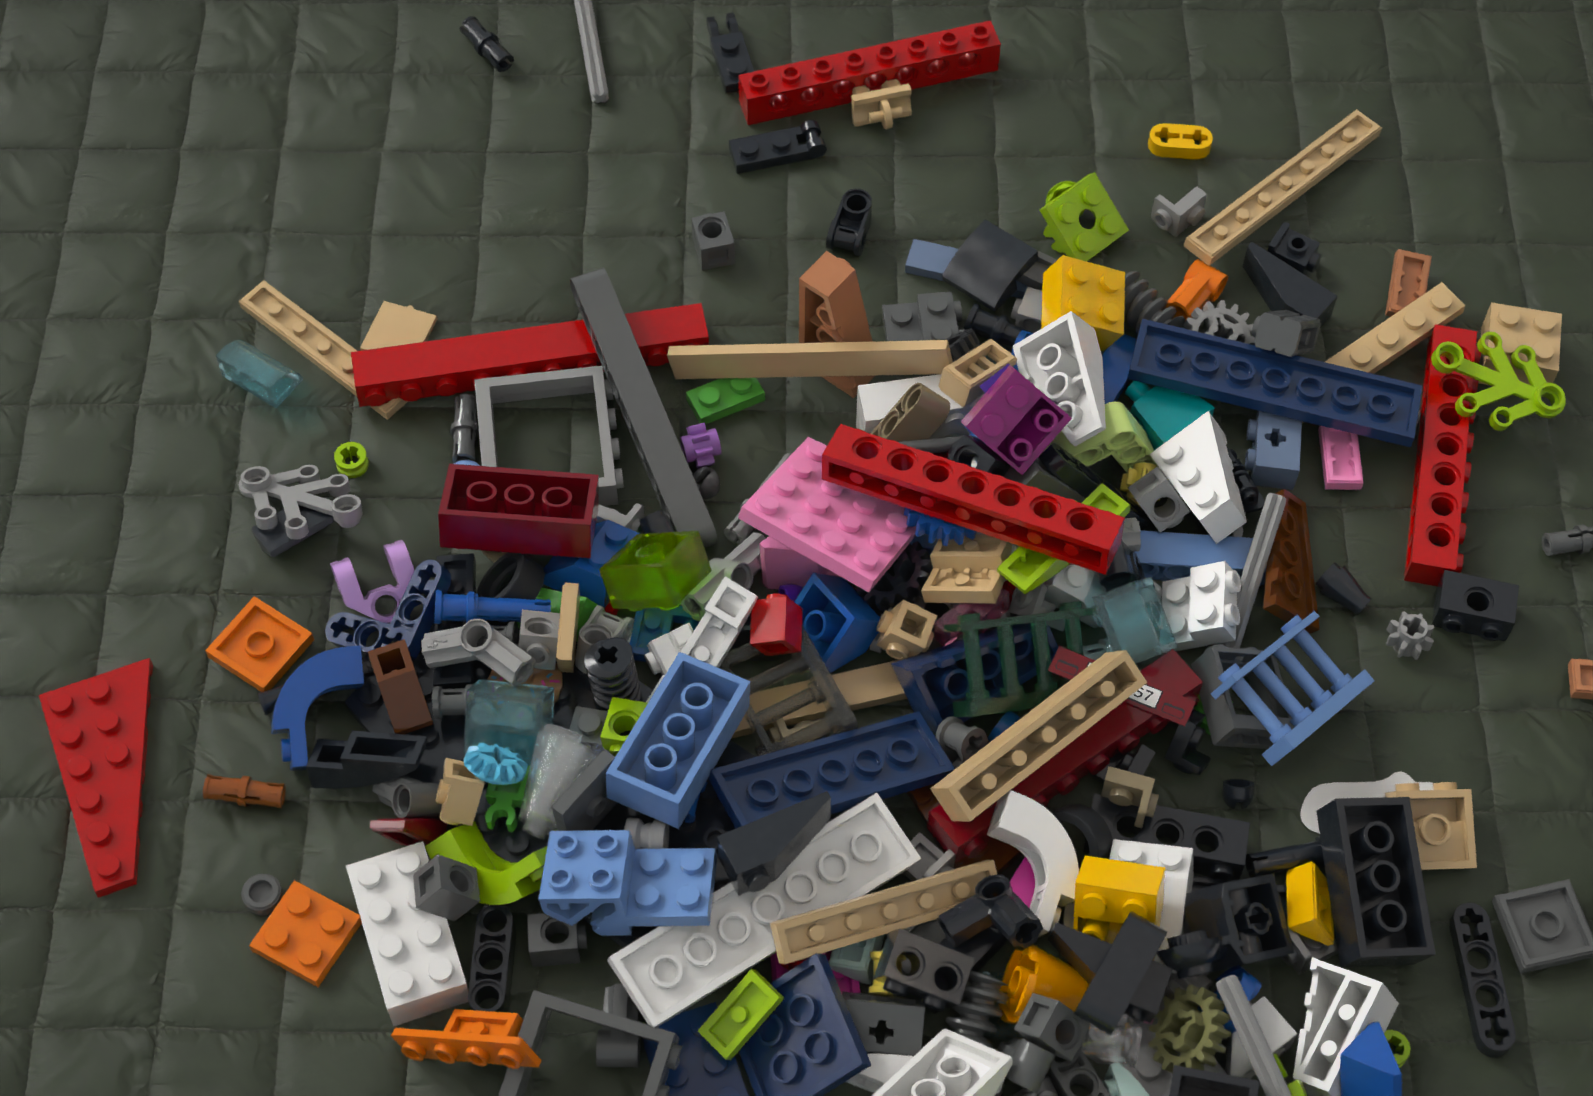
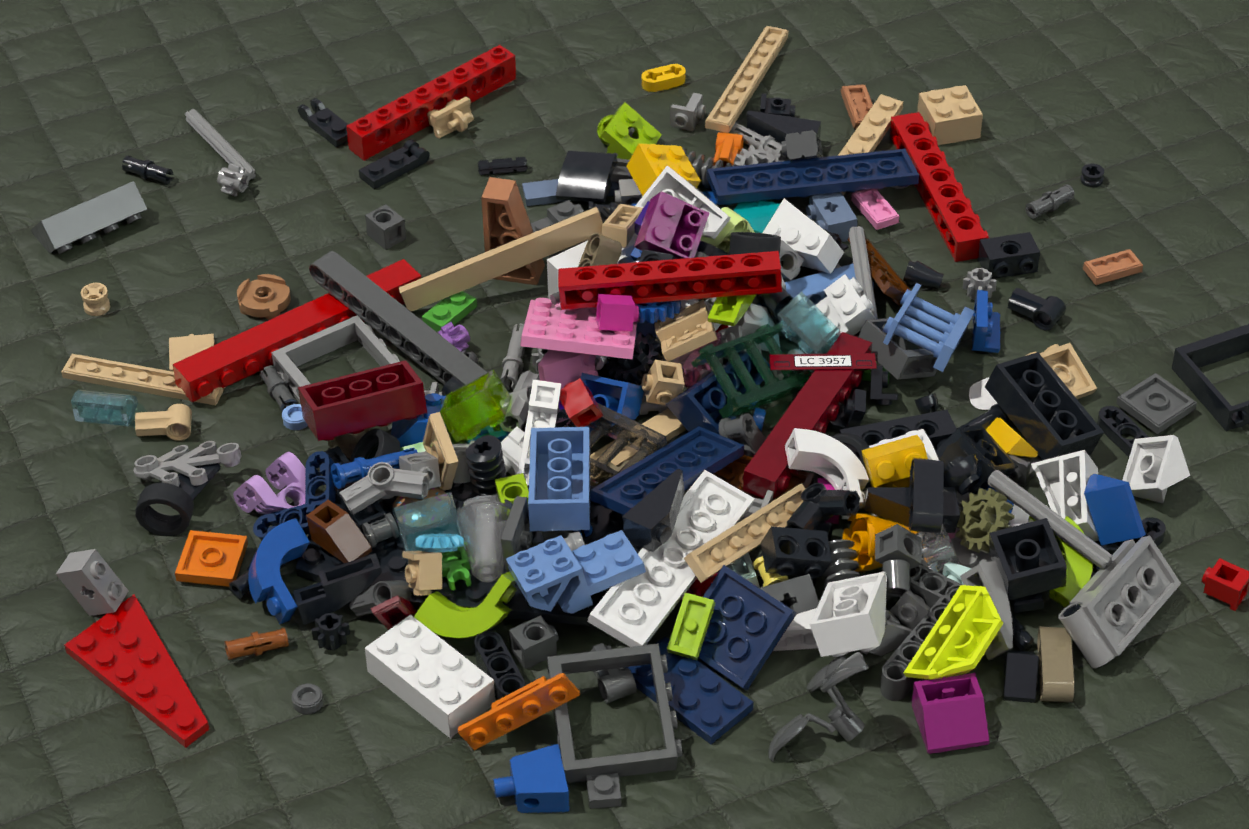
camera: 25 degrees left, 15 degrees down
(99, 629) = (92, 582): none -> light grey brick
(236, 556) = (168, 495): none -> black tyre
(306, 933) = (354, 708): orange plate -> none
(317, 429) = (173, 422): none -> tan piece
(332, 204) = (95, 299): none -> tan wheel
(333, 814) = (330, 631): none -> black gear
(348, 450) = (206, 427): lime bush -> none
(381, 93) = (90, 218): none -> slope
(446, 888) = (448, 627): dark grey brick -> none
(519, 302) = (254, 304): none -> medium nougat plate
(572, 99) = (233, 179): none -> light grey gear
(849, 226) = (473, 184): black piece -> none
(881, 517) = (616, 312): none -> dark pink brick
(905, 201) = (503, 165): none -> black axle
(1038, 736) = (791, 397): tan brick -> none
(1121, 478) = (753, 243): none -> black tyre
(1131, 789) = (865, 414): dark tan bracket -> none
(1250, 298) = (756, 140): none -> light grey pin
(1381, 706) = (985, 325): none -> blue bracket
(1472, 713) = (1043, 311): none -> black piece
(1474, 1038) = (1155, 466): none -> white slope
(1503, 381) = (982, 130): lime plant -> none

